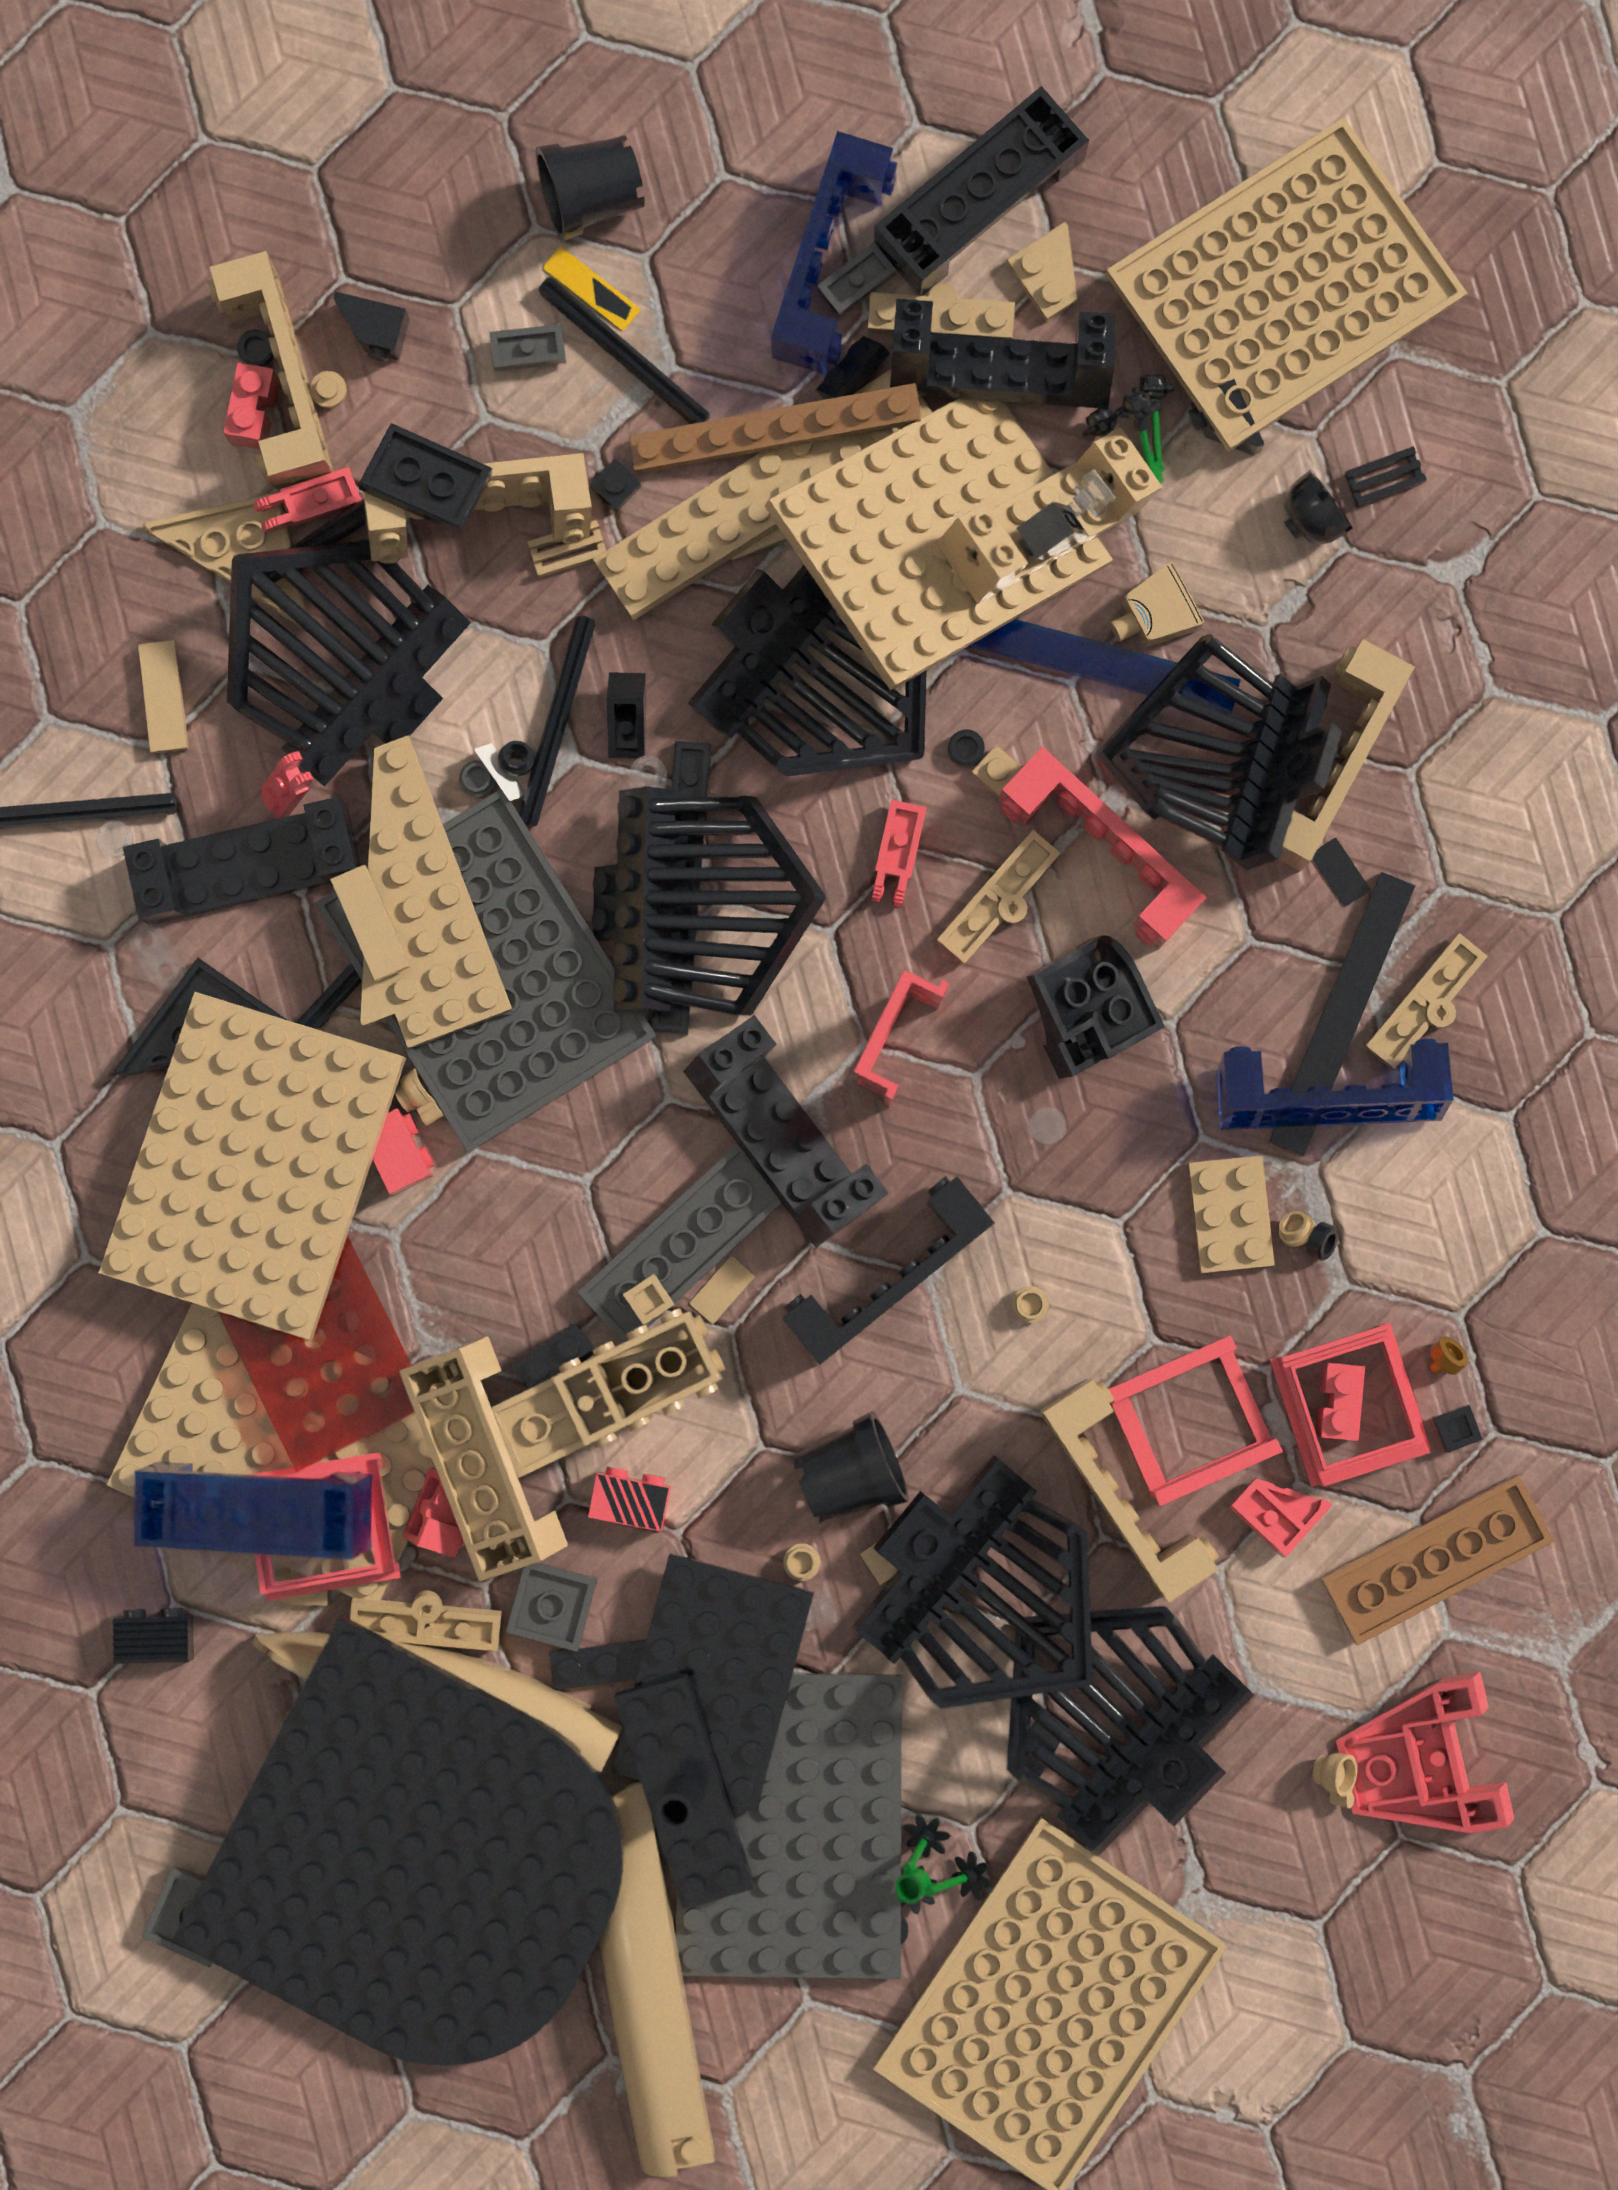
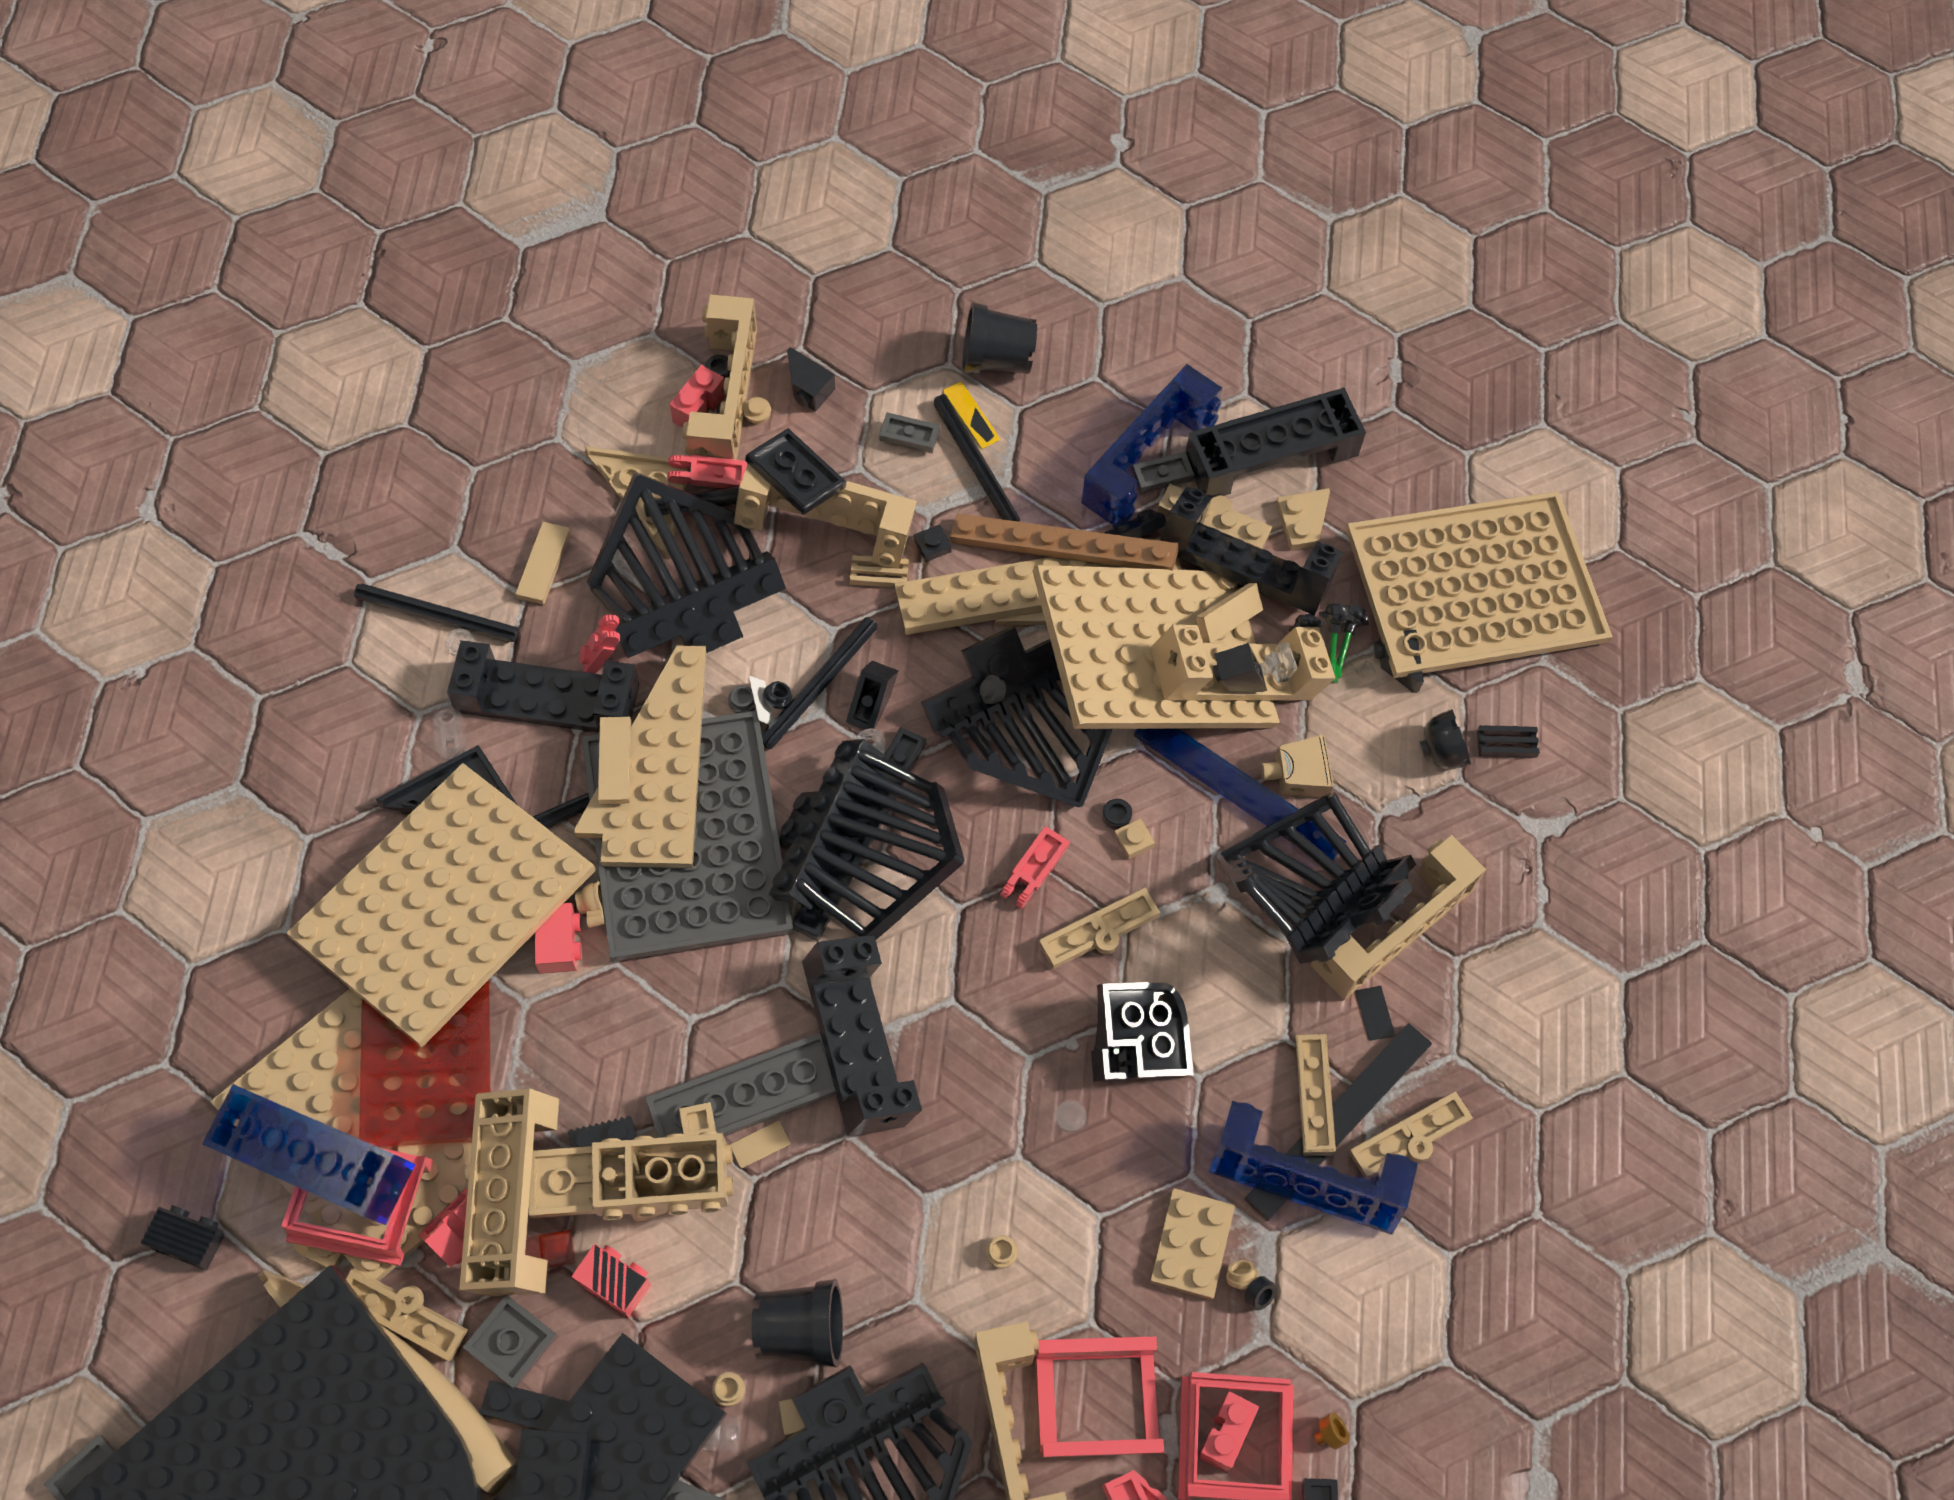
camera: 15 degrees right, 20 degrees down
(555, 1489) = (557, 1248): none -> clear red tile
(767, 657) = (992, 689): none -> dark grey plate
(907, 985) = (1011, 965): coral piece -> none
(962, 1218) = (974, 1165): black plate -> none
(1009, 450) = (1229, 613): none -> tan tile
(1047, 776) = (1235, 974): coral plate -> none
(1306, 997) = (1315, 1095): none -> tan tile

